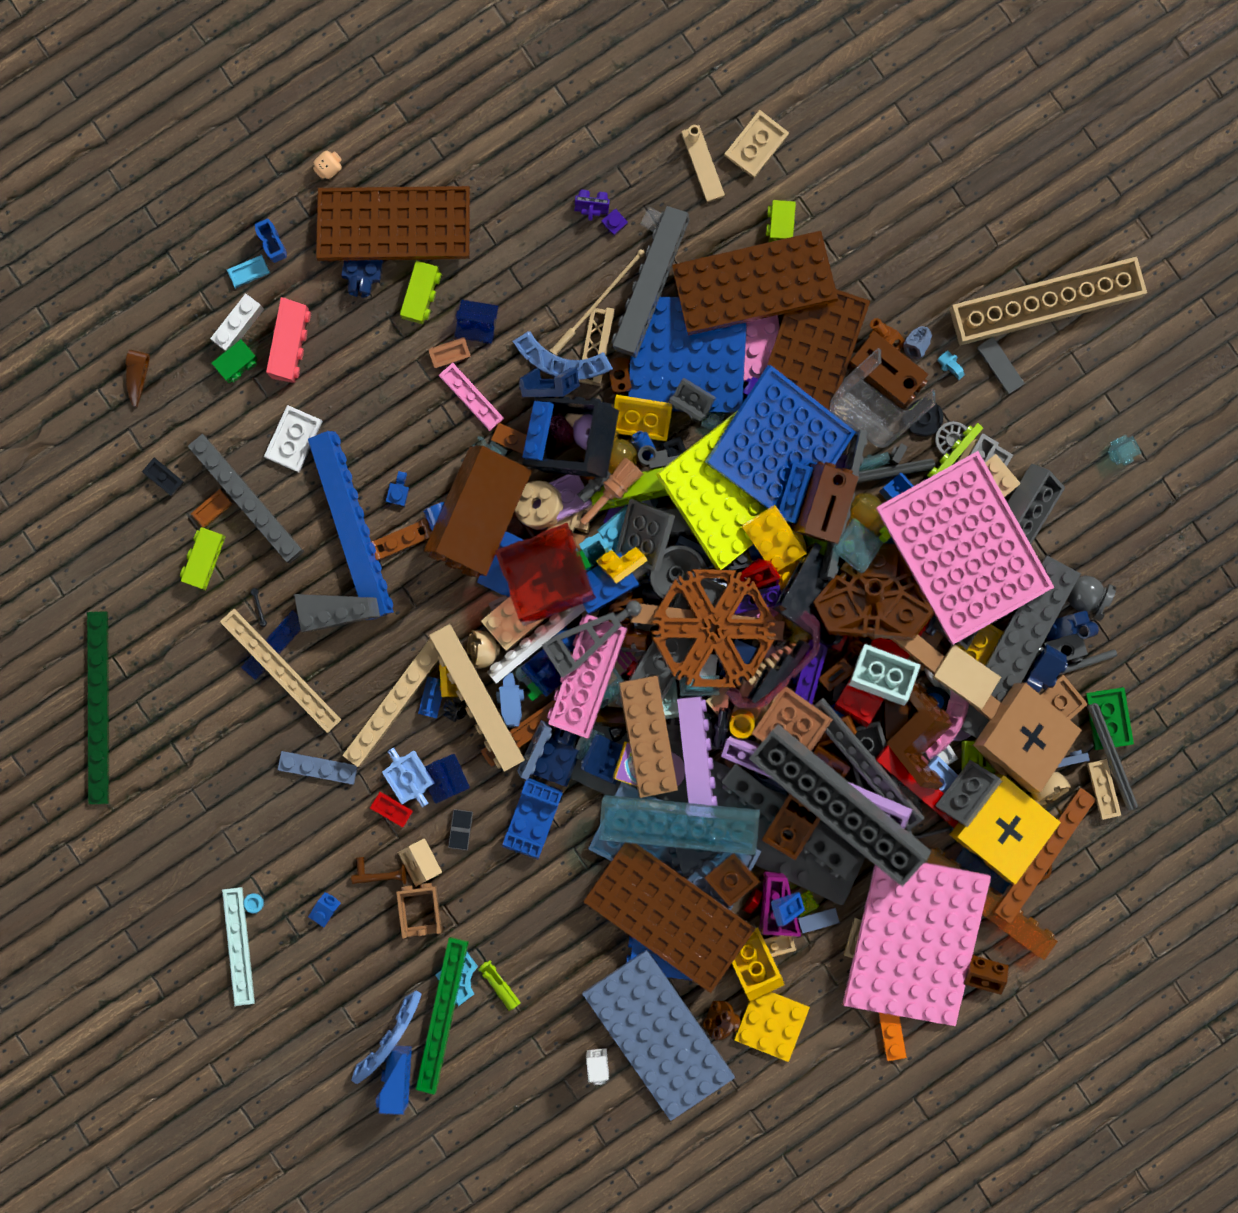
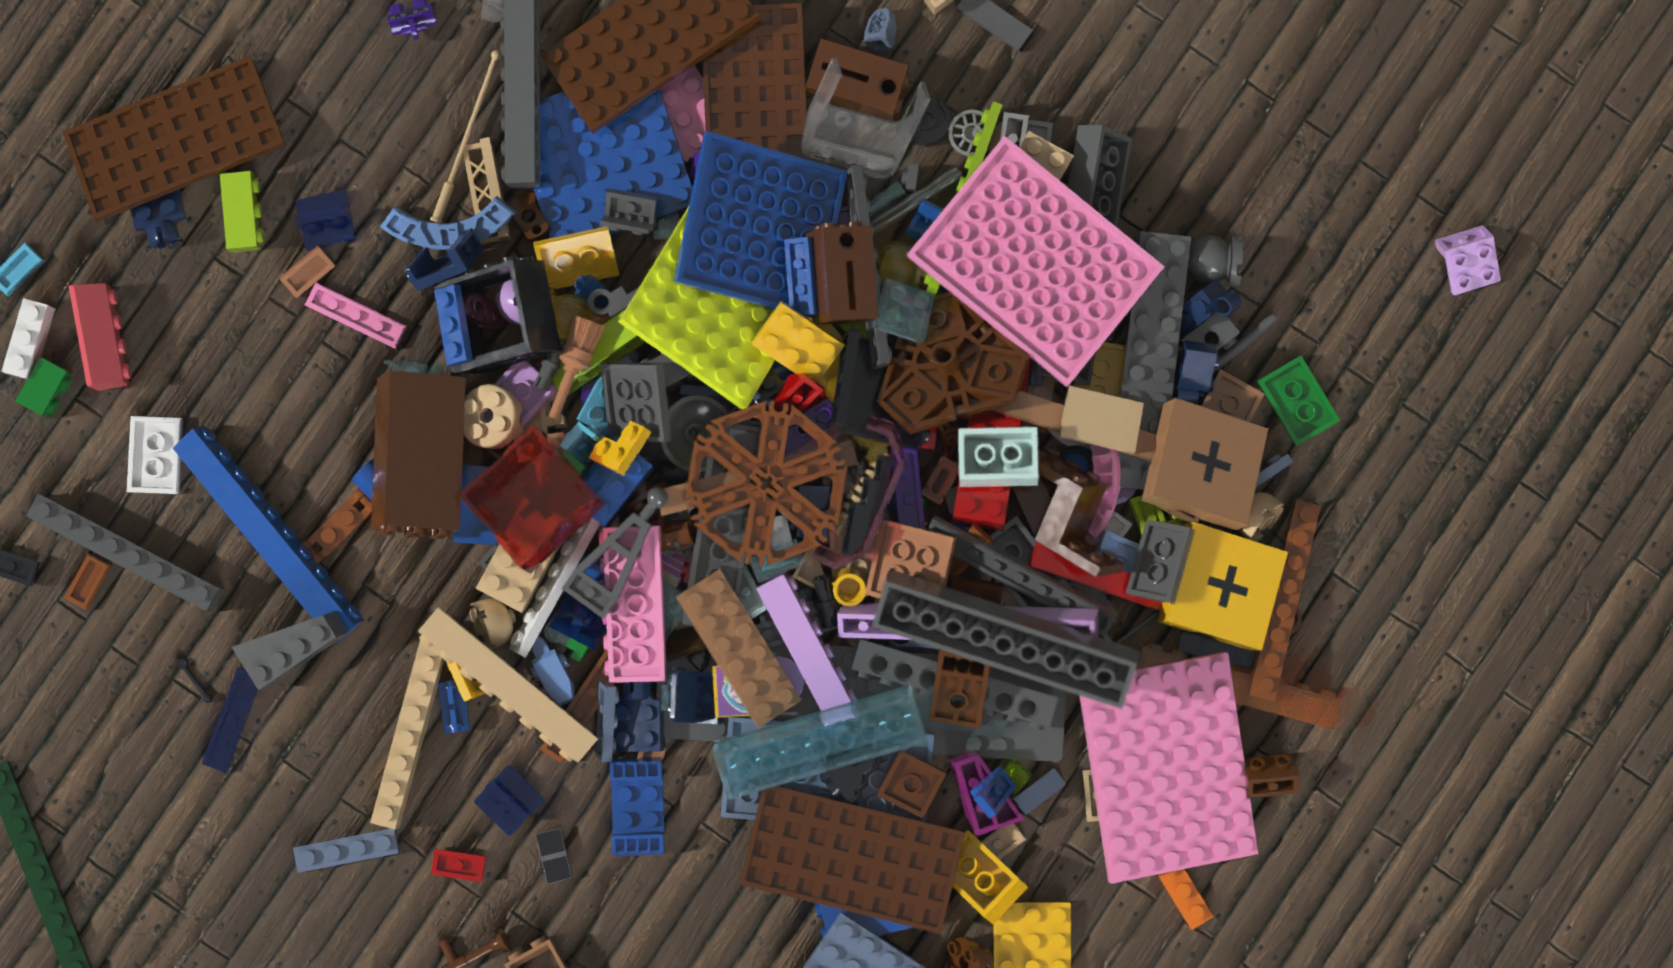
camera: 20 degrees left, 0 degrees up
(202, 558) = (100, 647): lime brick -> none
(270, 240) = (27, 217): blue brick -> none
(280, 670) = (252, 748): tan plate -> none
(327, 164) = (63, 98): light nougat head -> none
(398, 492) = (312, 470): blue plate -> none
(408, 777) = (463, 817): light blue plate -> none
(420, 862) = (519, 916): tan panel -> none
(455, 709) = (487, 710): black gear -> none
(509, 438) = (422, 348): dark orange plate -> none
(614, 222) = (448, 29): dark purple plate -> none
(675, 447) = (631, 277): black tile -> none
(753, 901) = (949, 800): red tile -> none
(886, 332) = (838, 34): dark orange bracket -> none
(949, 362) = (930, 41): medium azure piece -> none
(1104, 789) = (1325, 490): tan plate -> none
(1112, 756) = (1320, 446): dark grey axle -> none
(1123, 450) = (1186, 64): clear light blue brick -> none

